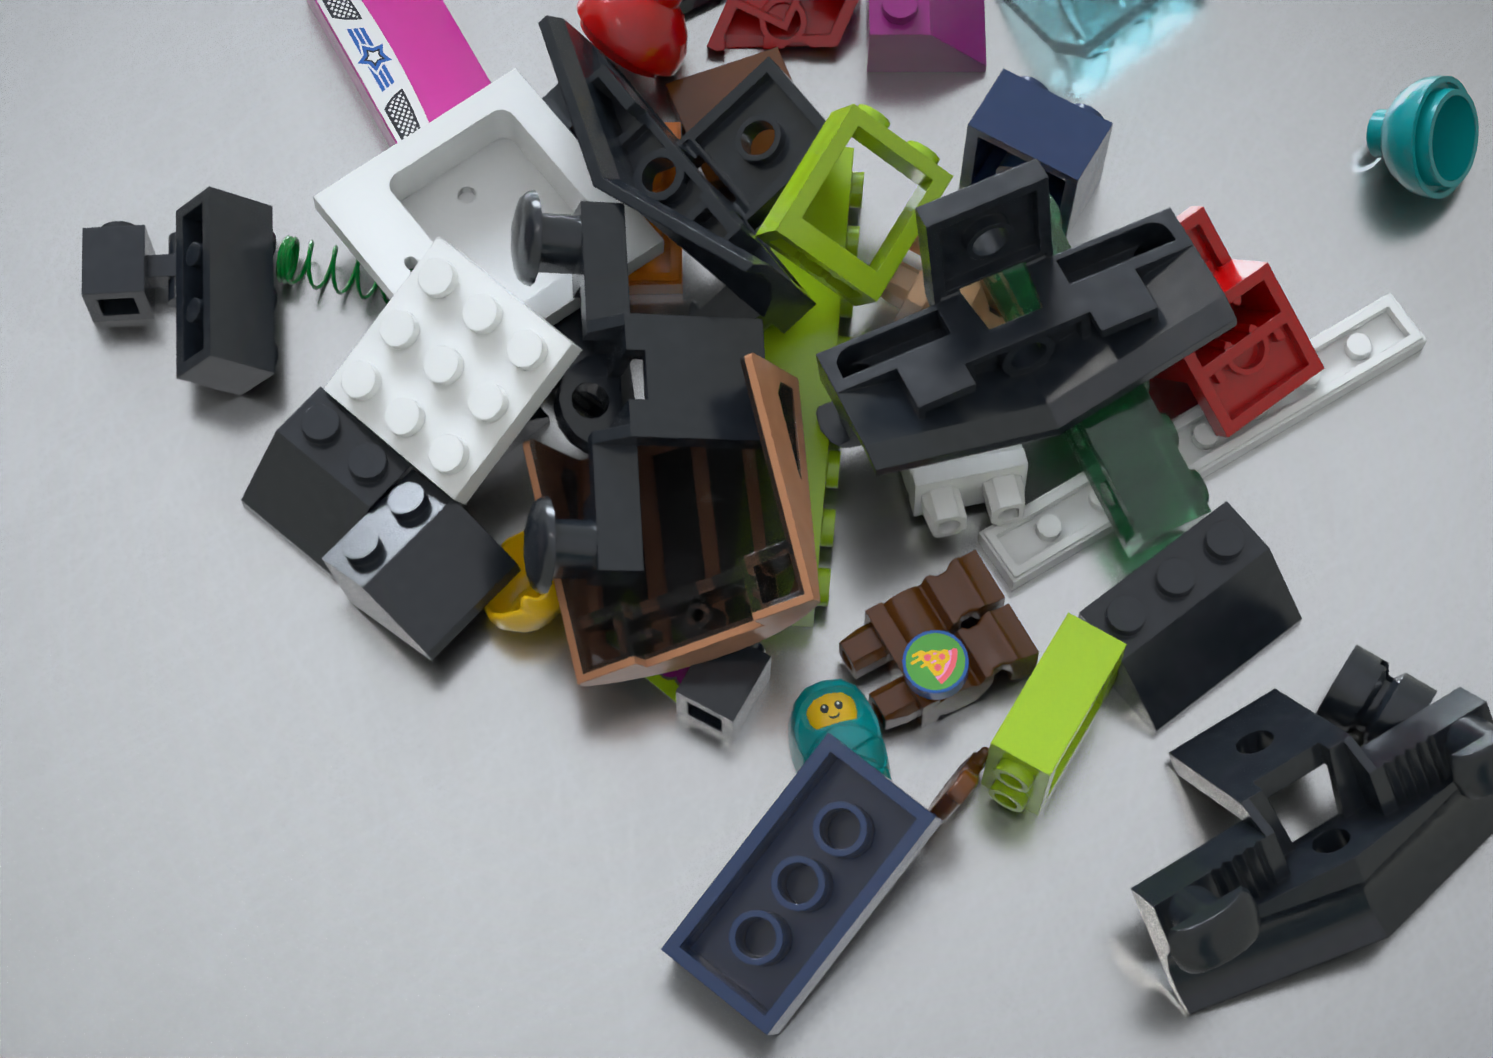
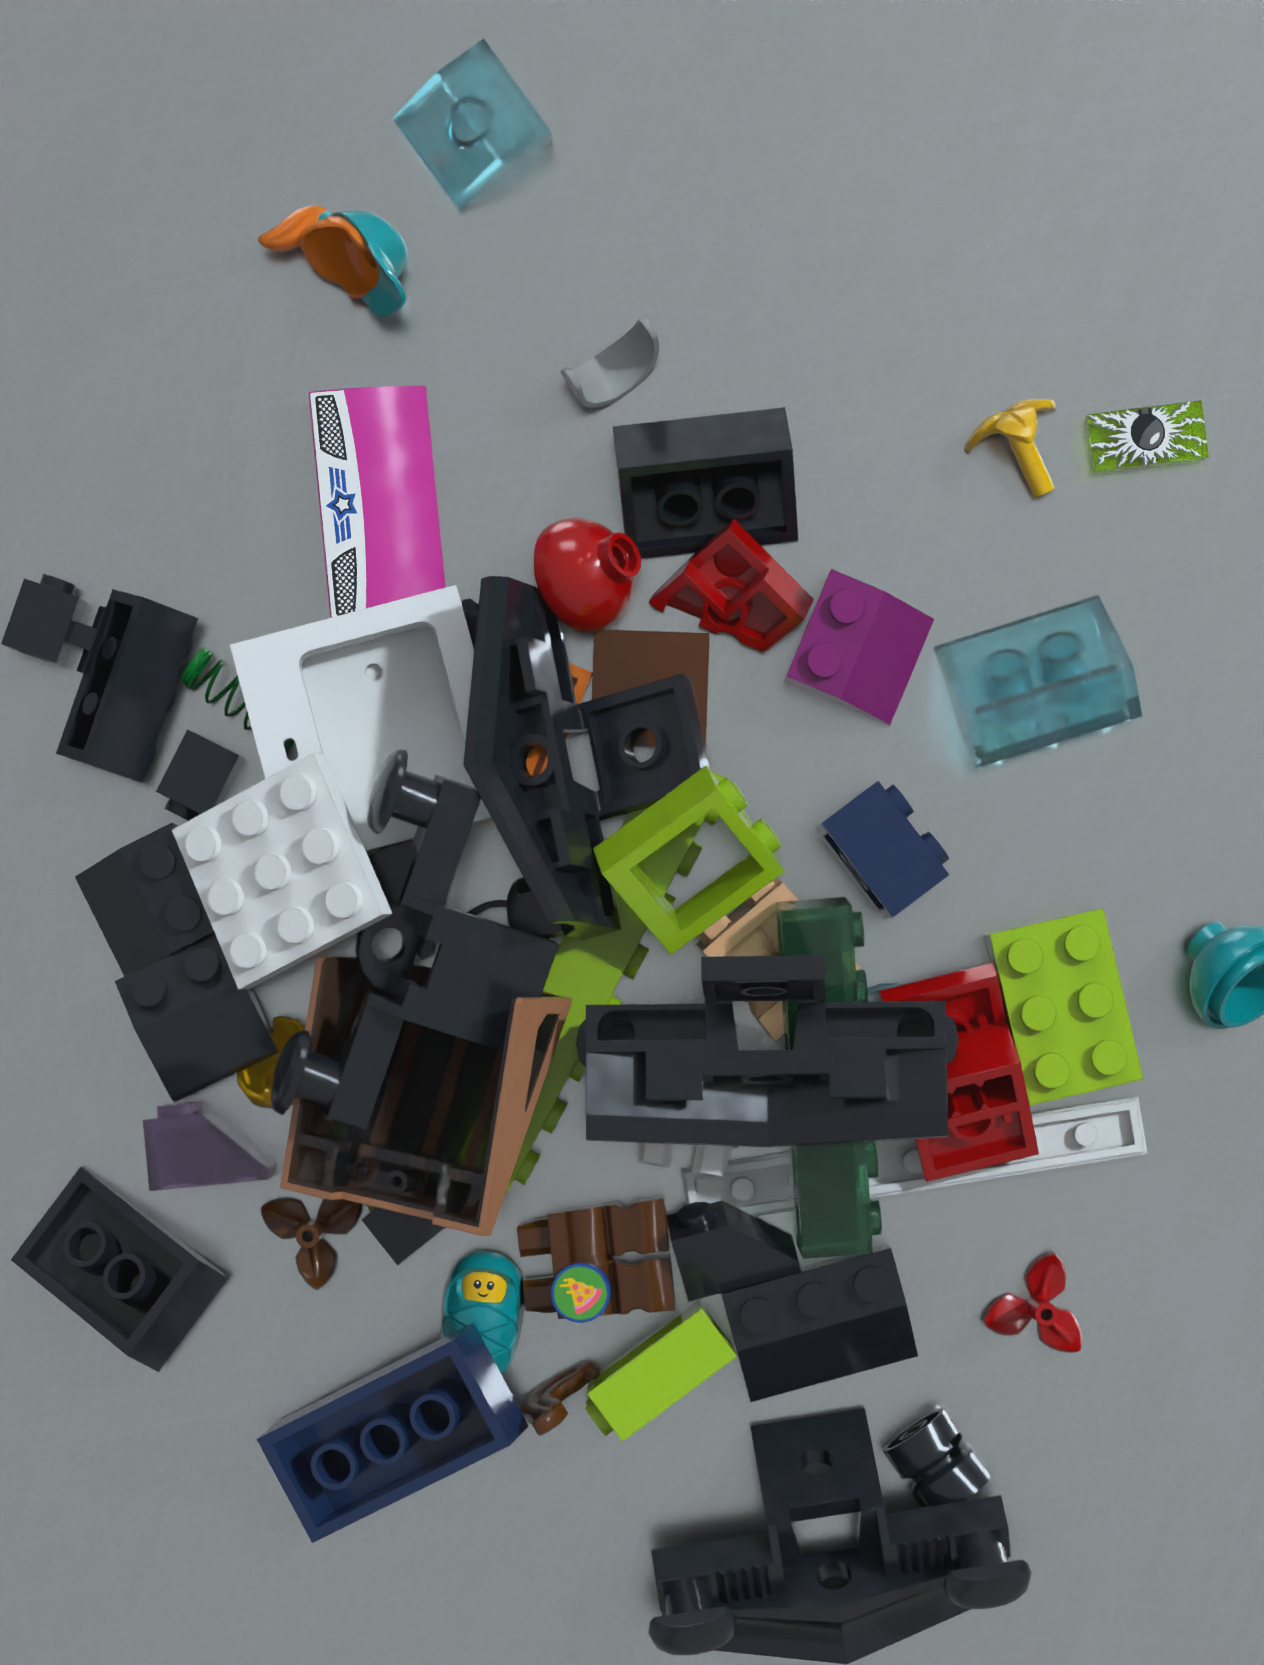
camera: 20 degrees right, 20 degrees up
(324, 341) = (198, 776): none -> black brick
(443, 855) = (119, 1270): none -> black slope
(483, 688) = (199, 1150): none -> clear purple slope
(635, 725) = (316, 1257): none -> reddish brown plant
(1058, 577) = (727, 1249): none -> black slope
(1285, 213) = (1065, 1005): none -> lime brick
(1397, 506) = (1056, 1326): none -> red plant

